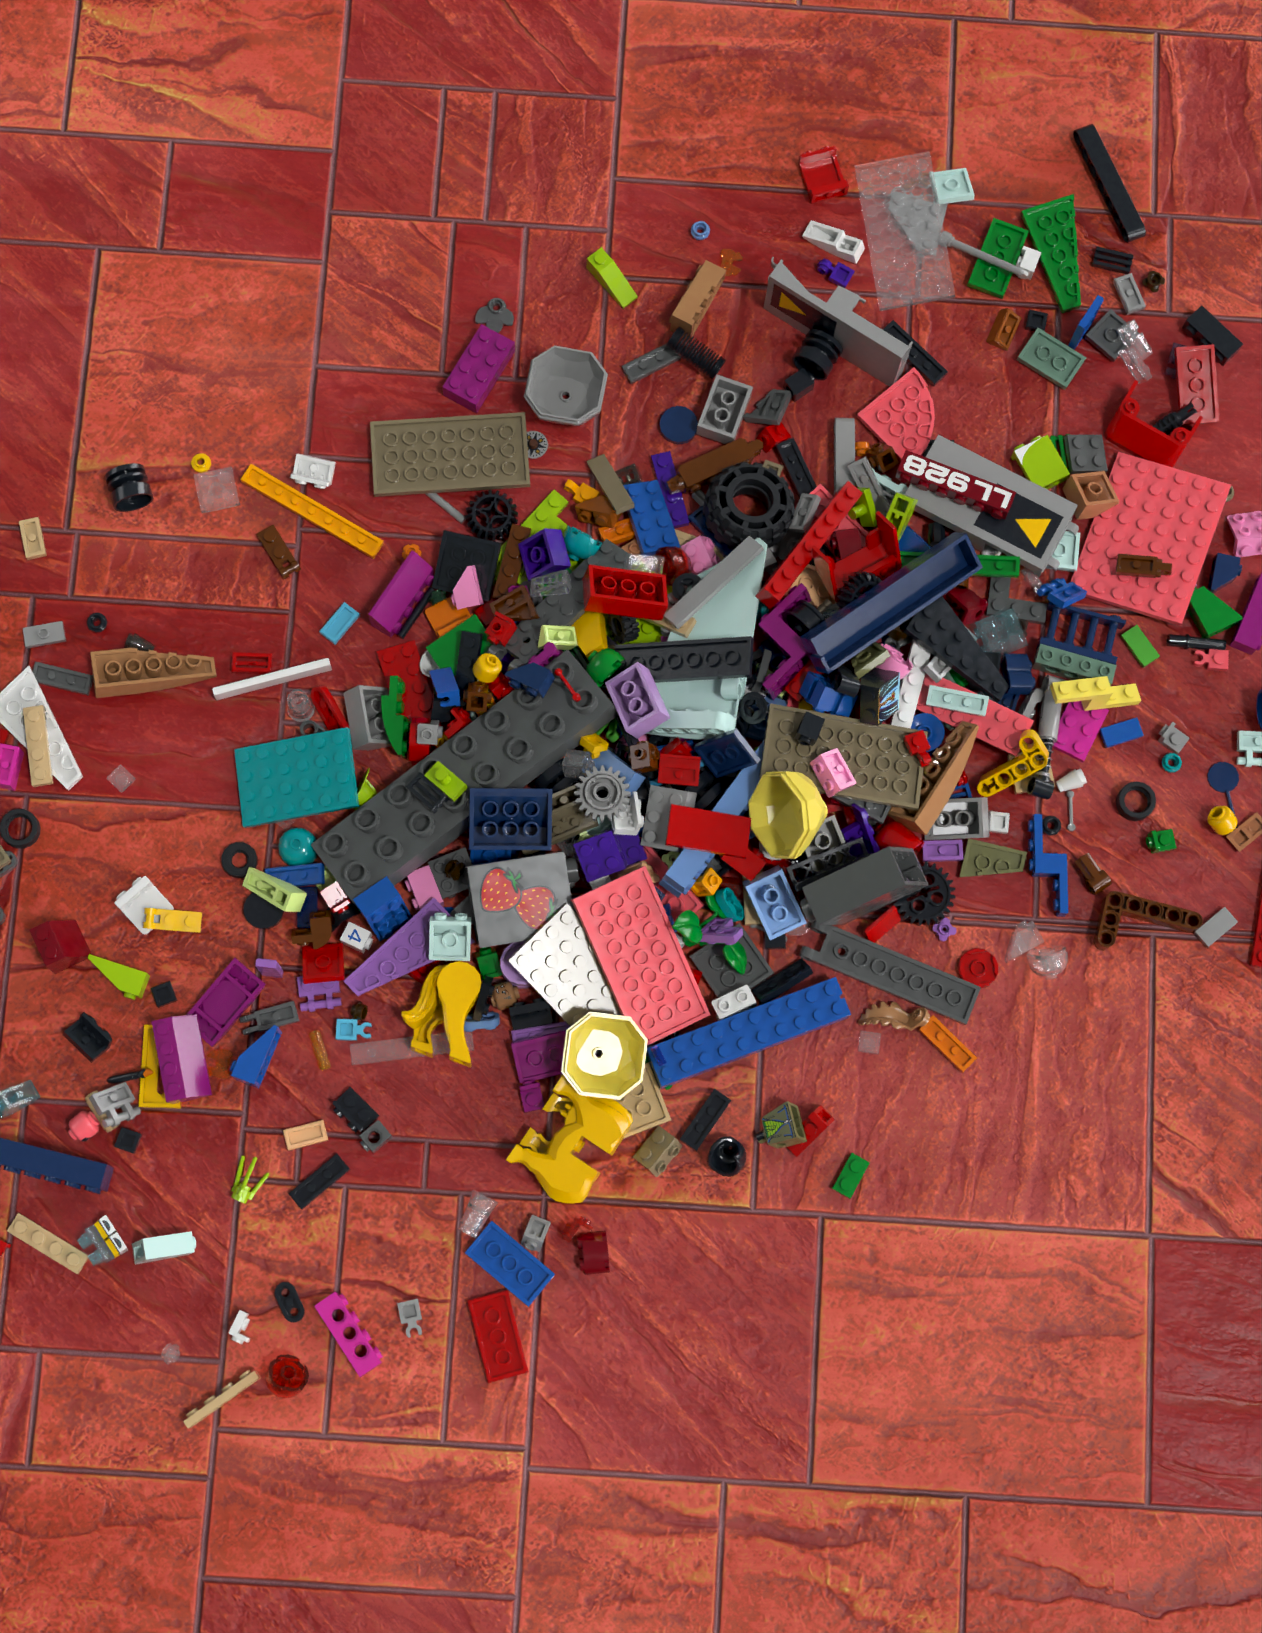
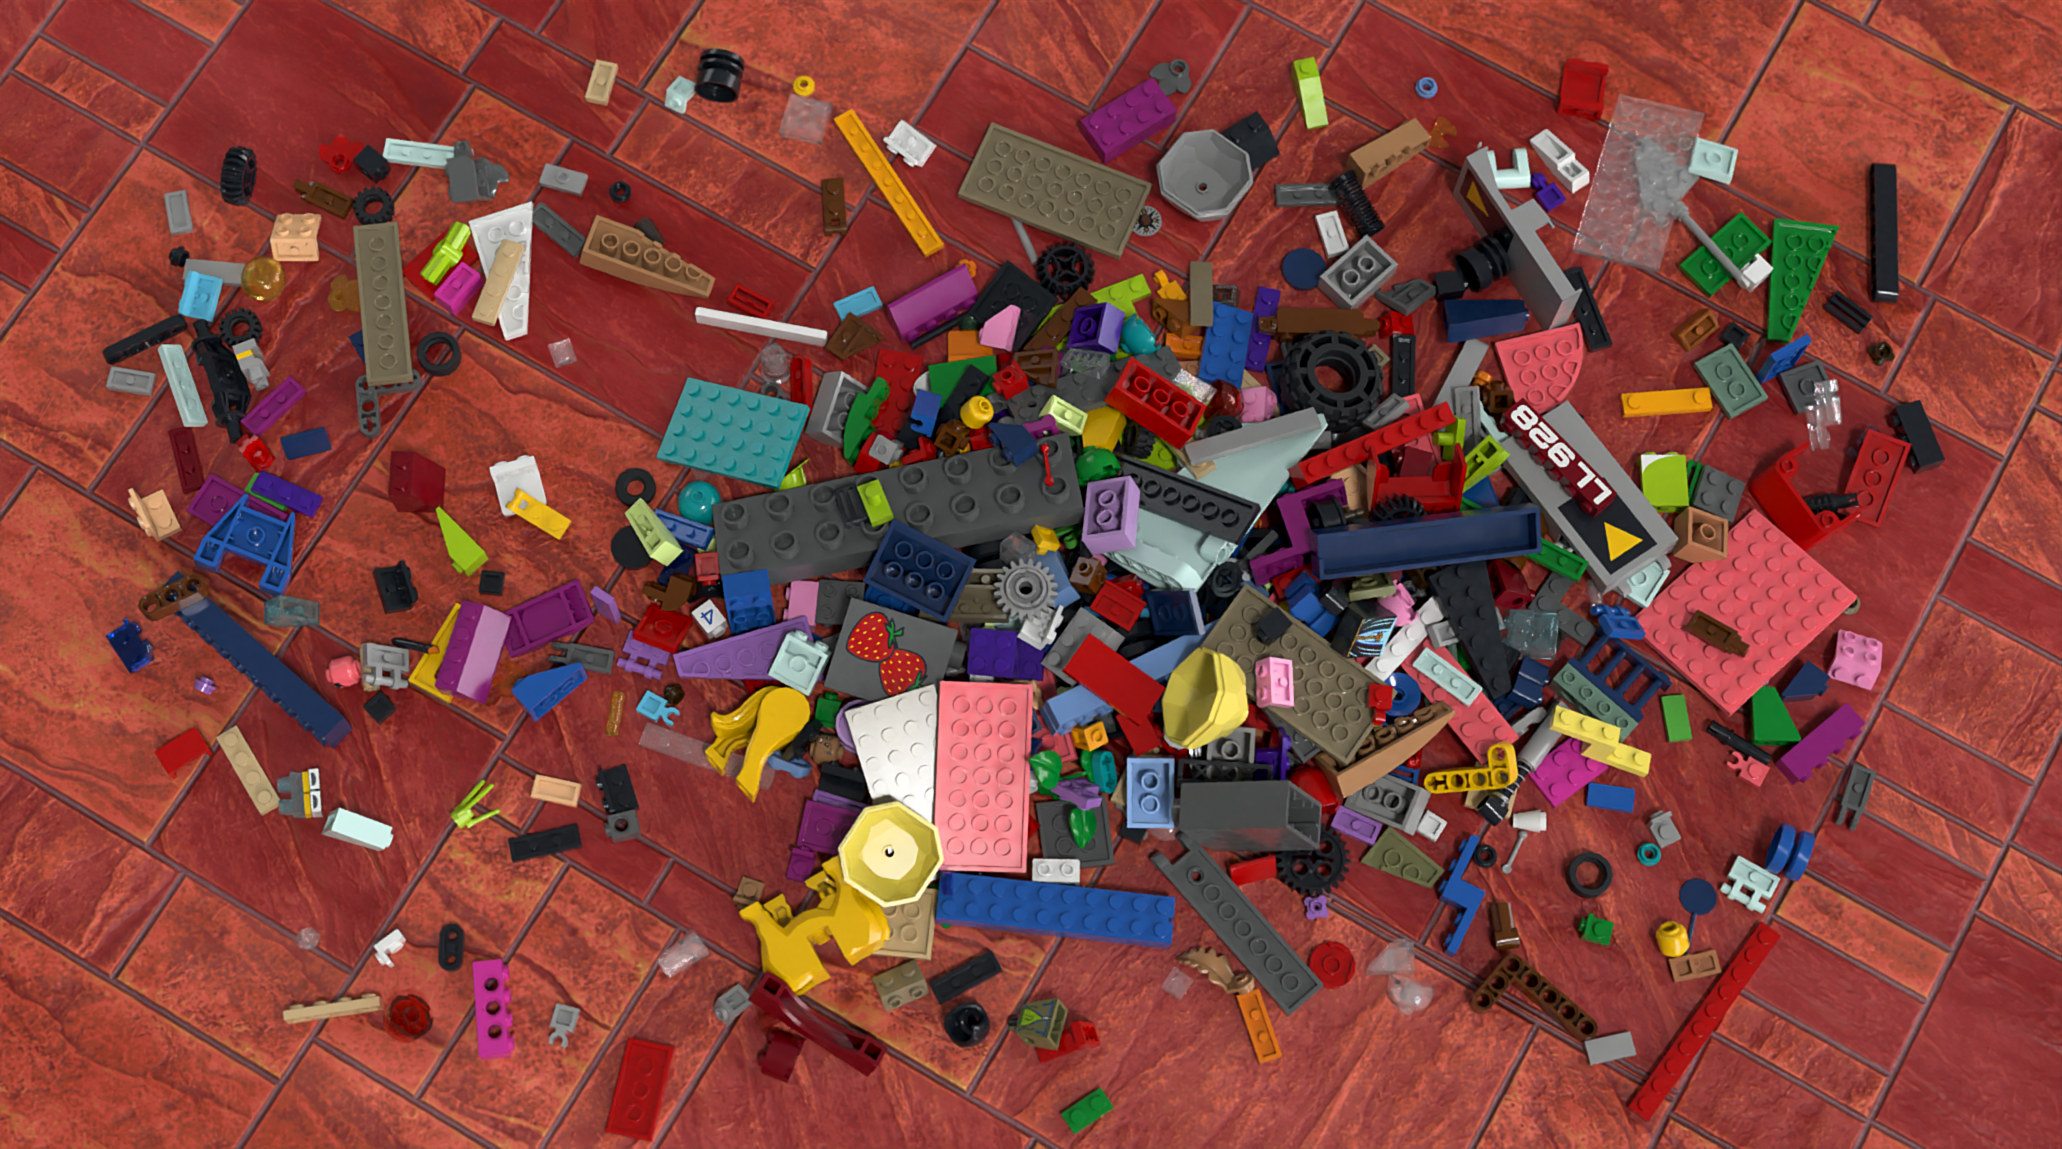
camera: 30 degrees right, 5 degrees down
(103, 517) = (679, 94): none -> light aqua bracket
(350, 652) = (852, 338): none -> reddish brown wing
(454, 869) = (841, 598): dark brown plate -> none
(502, 1140) = (748, 893): none -> medium nougat bracket
(510, 1263) = (690, 1022): blue plate -> none
(578, 1214) = (782, 1003): none -> dark red arch
(586, 336) = (1255, 138): none -> black slope
(686, 386) = (1332, 234): none -> white plate
(782, 981) = (1119, 876): black plate -> none
(809, 268) = (1512, 178): none -> light aqua connector
(838, 399) = (1482, 318): none -> dark blue slope
(1010, 399) = (1666, 402): none -> light orange plate
(1129, 293) = (1848, 354): light grey plate -> none

